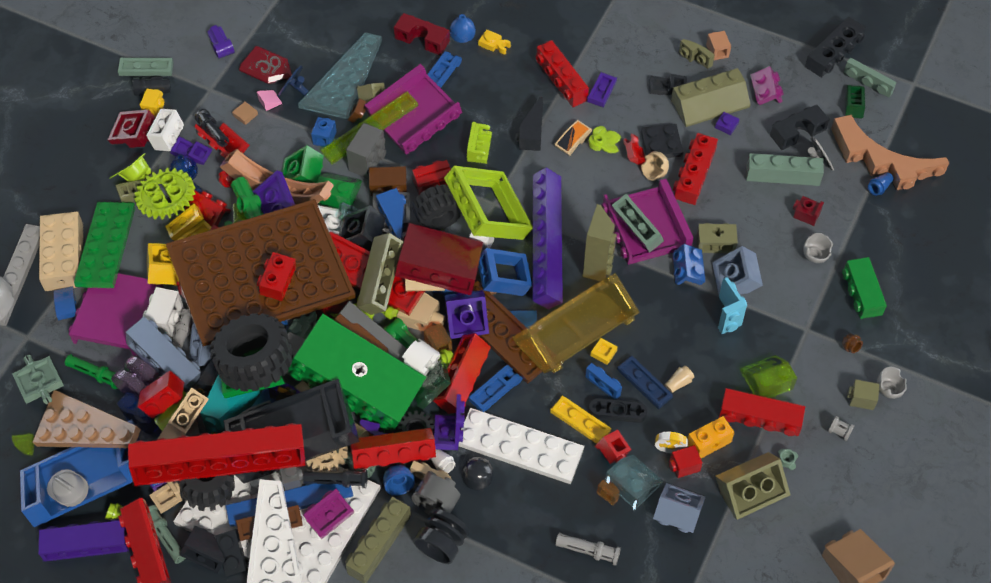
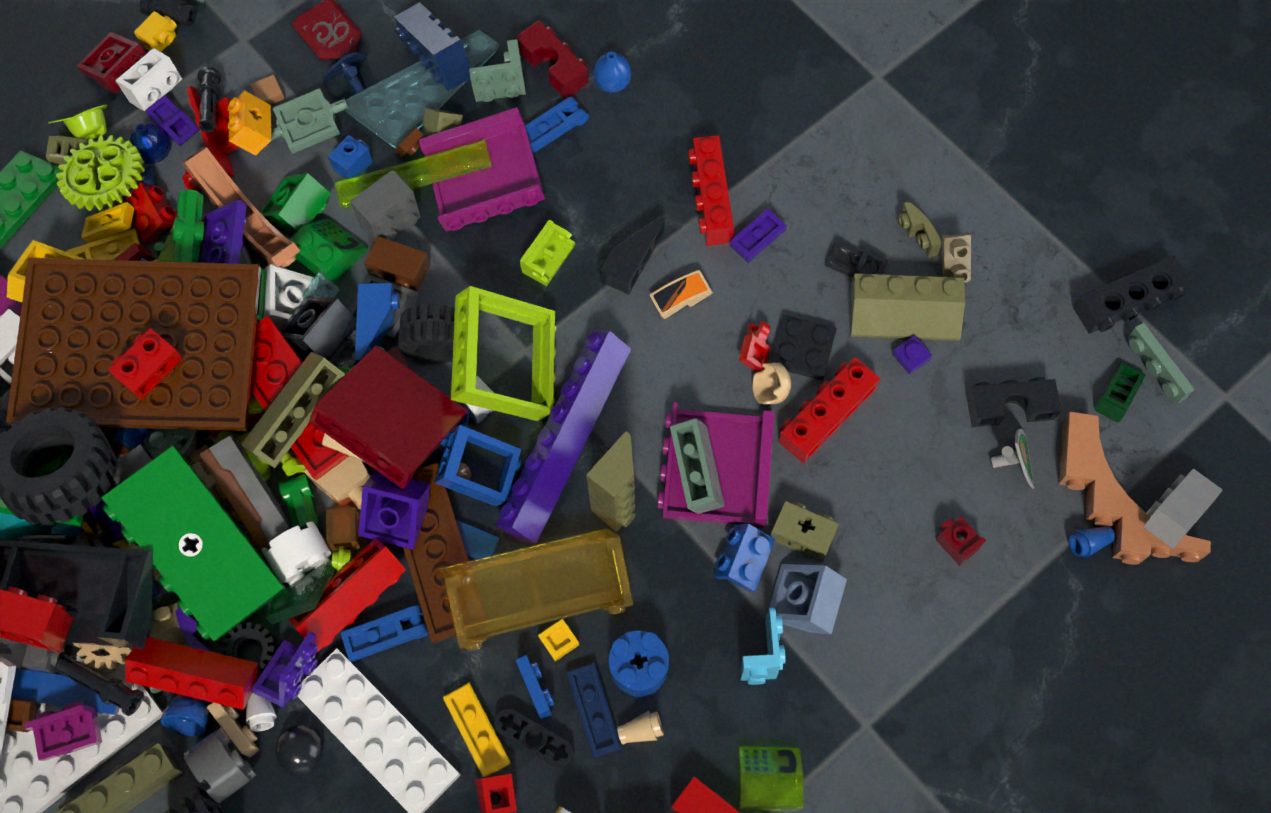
camera: 25 degrees right, 10 degrees up
(249, 131) = (249, 122): none -> light orange brick
(268, 99) = (305, 80): bright pink slope -> none
(282, 120) = (306, 120): none -> sand green plate
(345, 47) = (434, 46): none -> dark blue wedge
(397, 54) = (500, 79): none -> sand green bracket
(430, 175) = (452, 277): red brick -> none
(493, 41) = (644, 103): yellow plate -> none
(604, 140) = (726, 311): lime plate -> none
(659, 343) = (650, 651): none -> blue brick
(719, 45) = (959, 220): nougat brick -> none
(725, 58) = (956, 256): none -> dark tan hips
(766, 86) = (998, 319): magenta bracket -> none
(784, 169) = (957, 462): sand green brick -> none
(817, 248) = (942, 608): light grey hair -> none
(852, 343) = (919, 779): reddish brown plate -> none
(864, 288) = (980, 699): green brick -> none
(921, 145) = (1181, 507): none -> light grey brick

